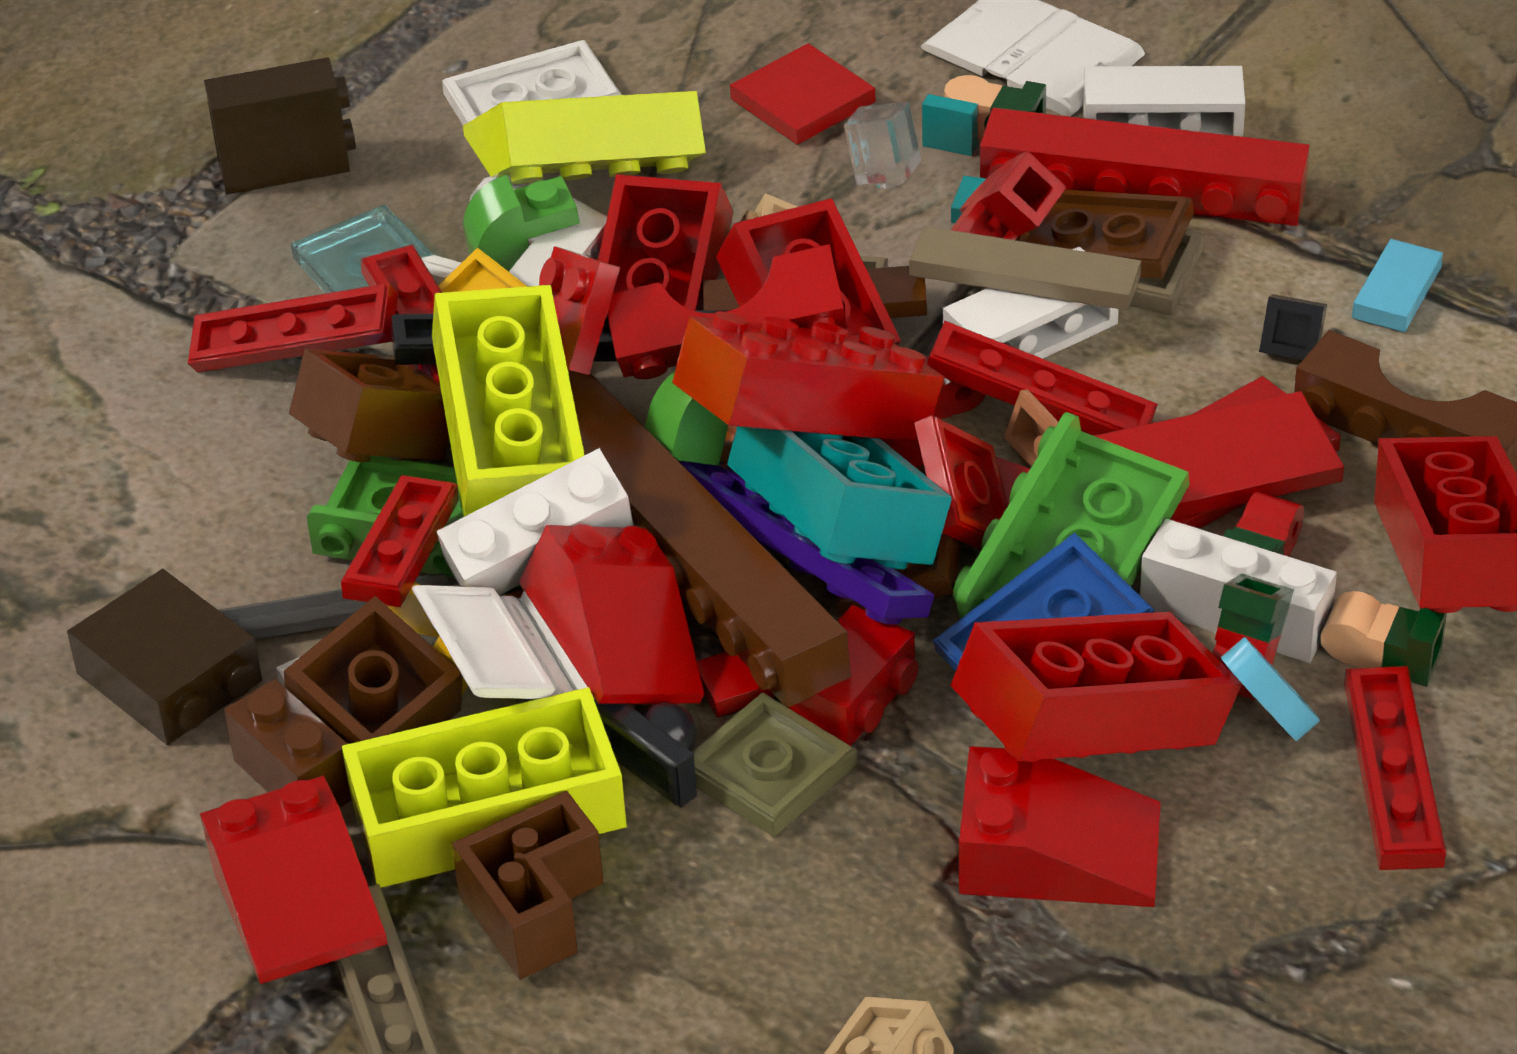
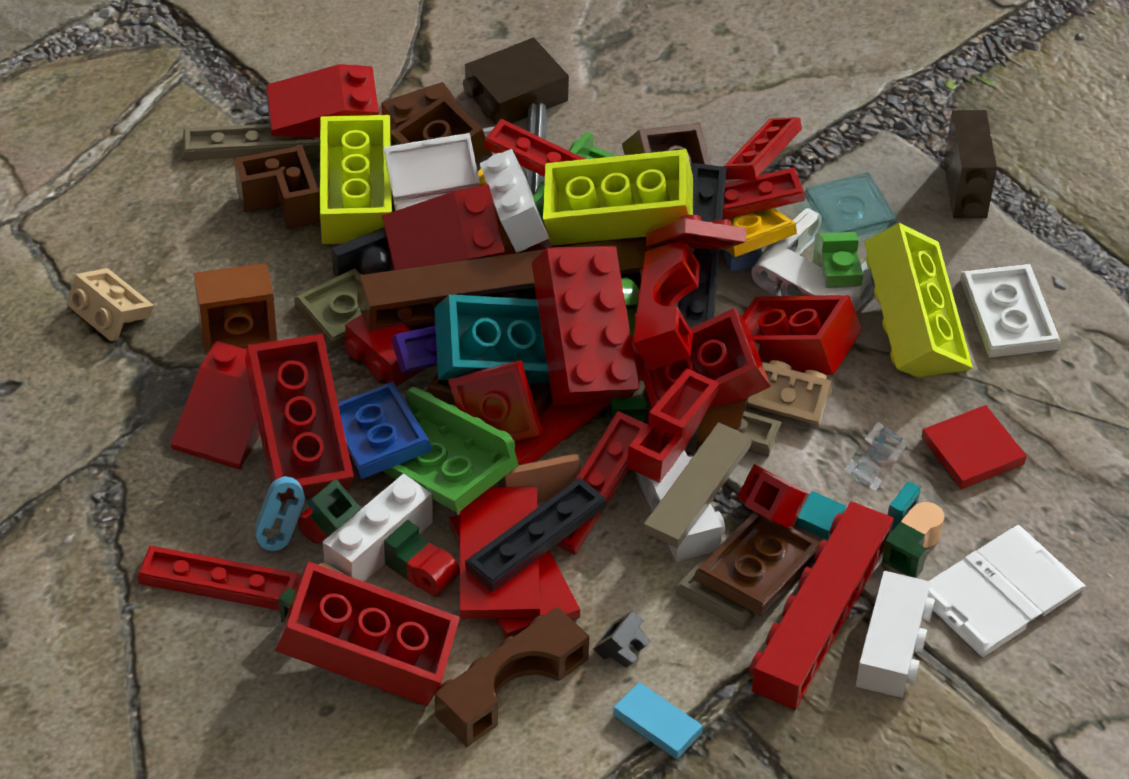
camera: 100 degrees right, 5 degrees up
(863, 850) = (236, 306): none -> dark orange brick
(940, 288) = (671, 425): none -> red slope
(1180, 412) = (535, 534): none -> black tile

